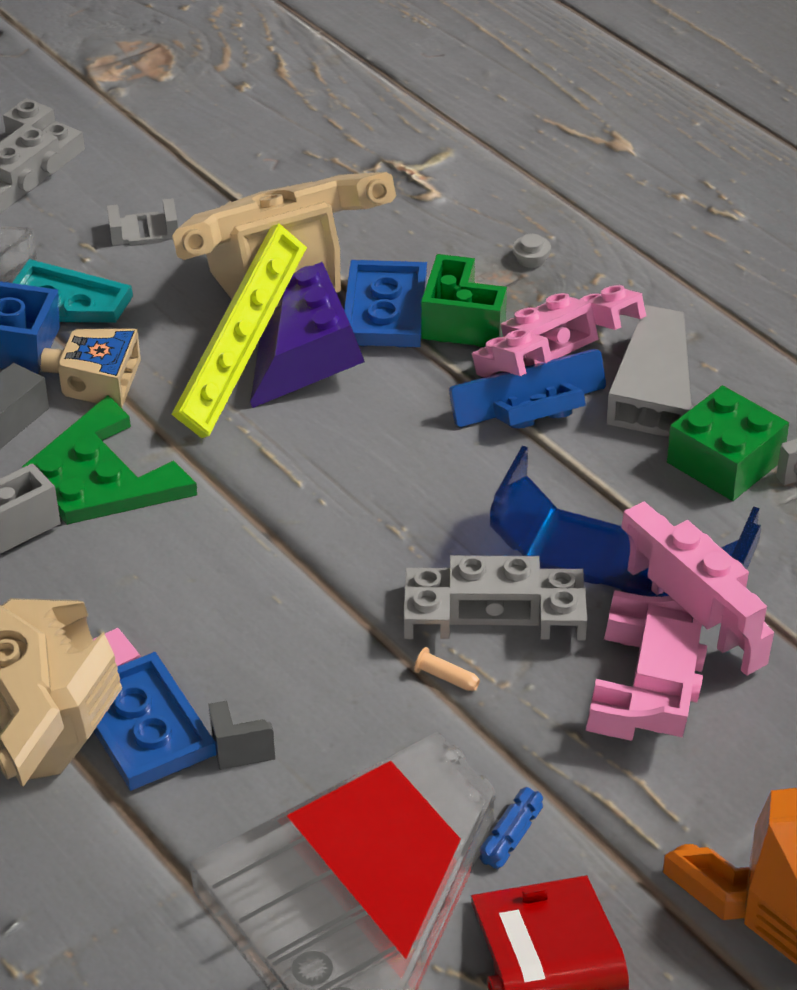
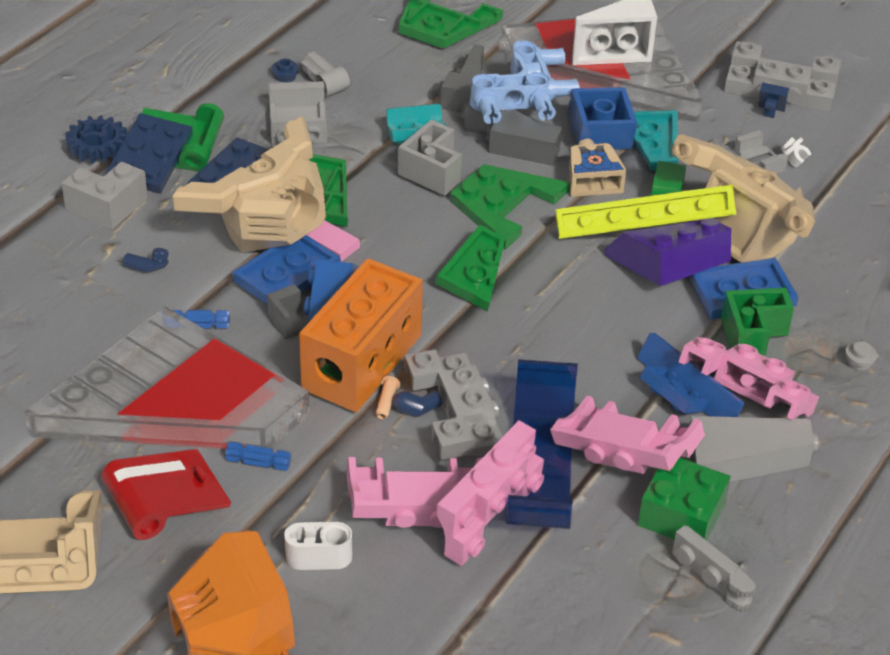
camera: 70 degrees right, 0 degrees up
(42, 884) = (148, 264): none -> dark blue arm
(50, 179) = (773, 98): none -> dark blue tile
(153, 190) = (795, 152): none -> white plate
(162, 309) = (668, 178): none -> green beam
(201, 840) = (207, 319): none -> blue axle
(231, 528) = (474, 267): none -> green wing
(241, 661) = (326, 279): none -> blue brick
(365, 644) = (361, 334): none -> orange piece
(472, 643) = (416, 405): none -> dark blue arm
(634, 457) = (626, 440): none -> bright pink bracket
(708, 782) = (318, 545): none -> white beam

